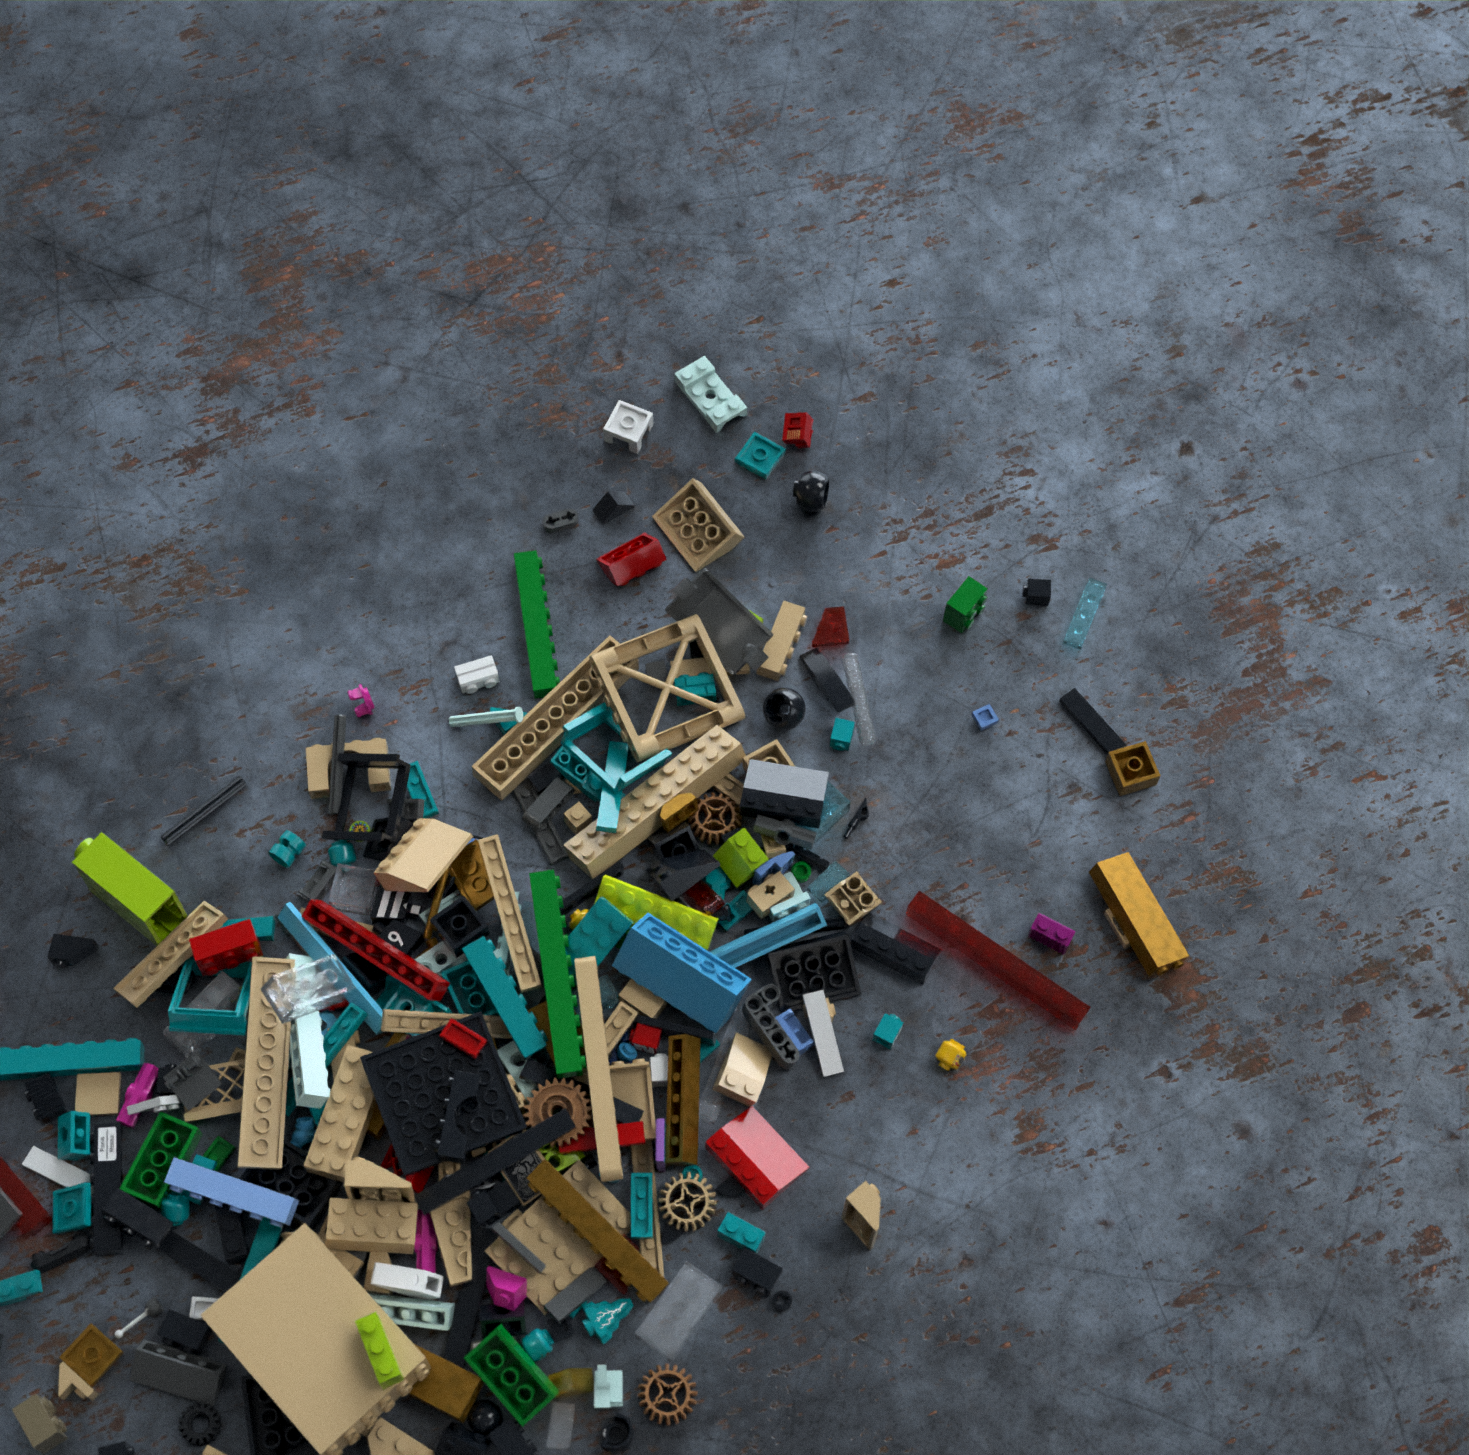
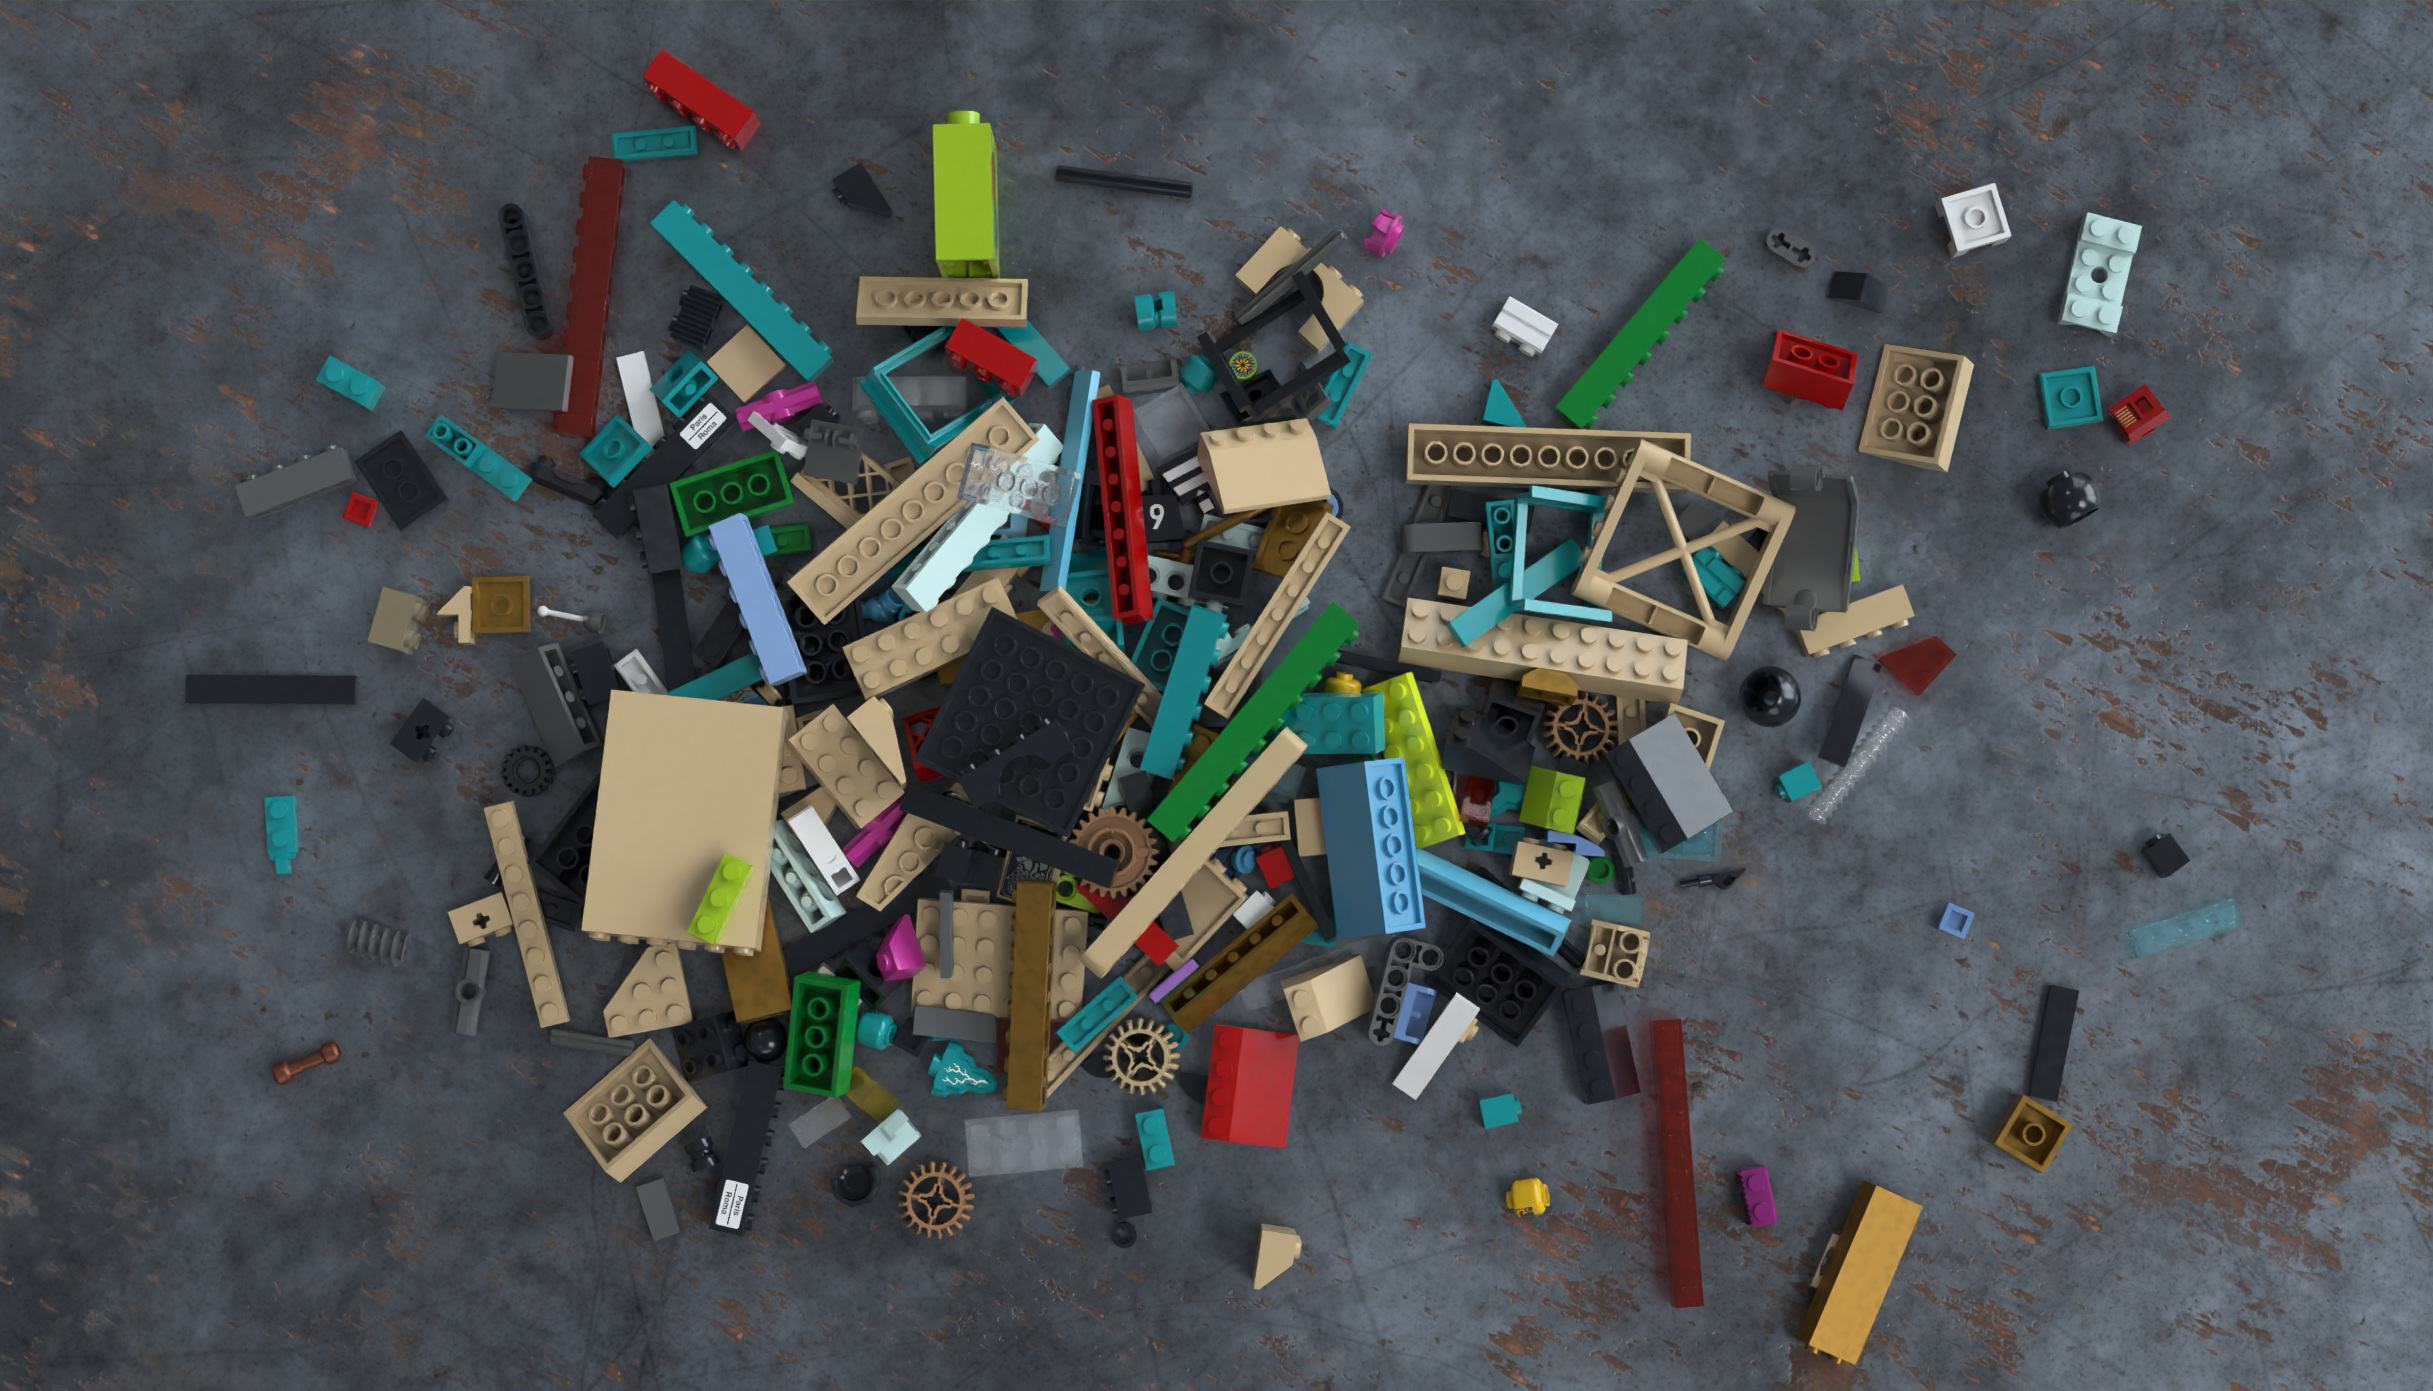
camera: 50 degrees right, 20 degrees up
(463, 1038) = (1100, 693): red tile -> none
(487, 717) = (1480, 387): light aqua axle -> none
(965, 605) = (2074, 789): green brick -> none

